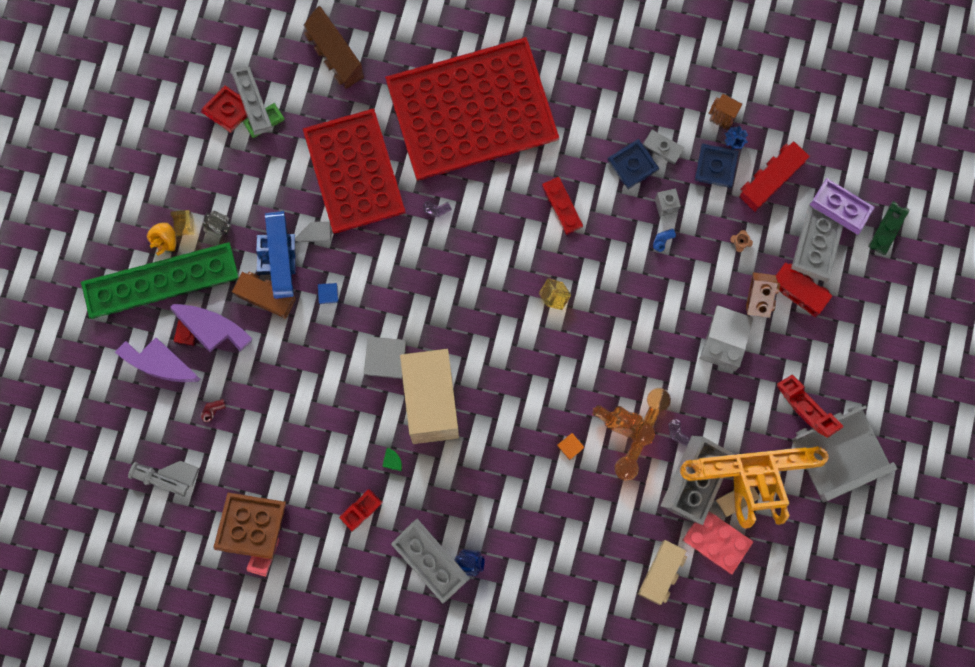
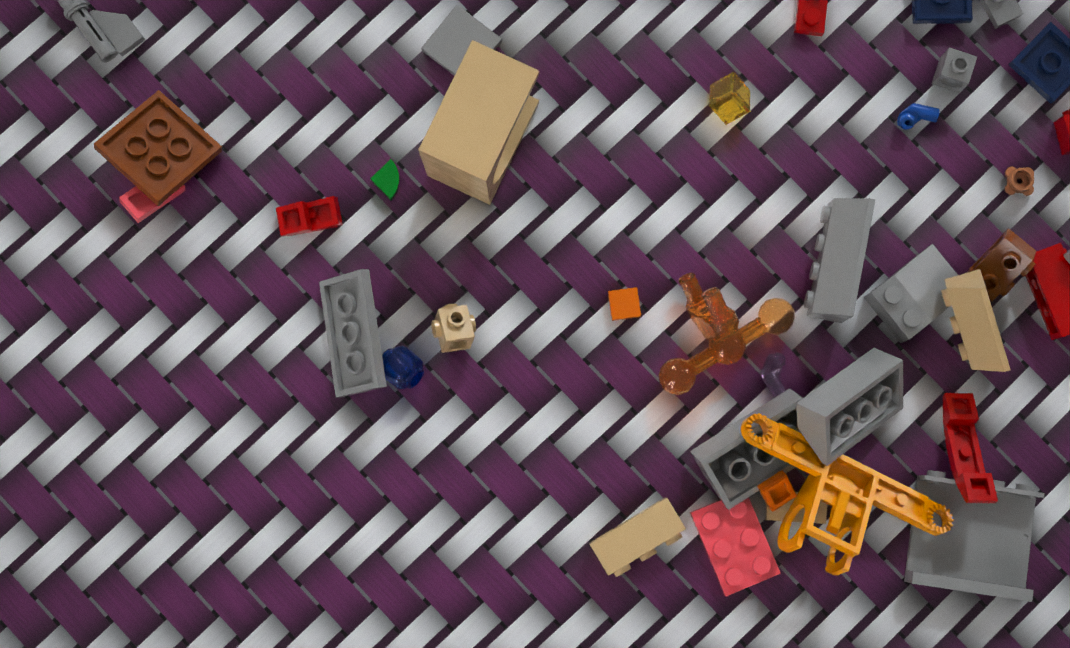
camera: 35 degrees right, 5 degrees up
(485, 521) = (454, 328): none -> tan brick
(673, 346) = (839, 259): none -> light grey slope
(722, 497) = (777, 490): none -> orange tile
(731, 423) = (851, 404): none -> light grey slope
(768, 334) = (975, 322): none -> tan slope

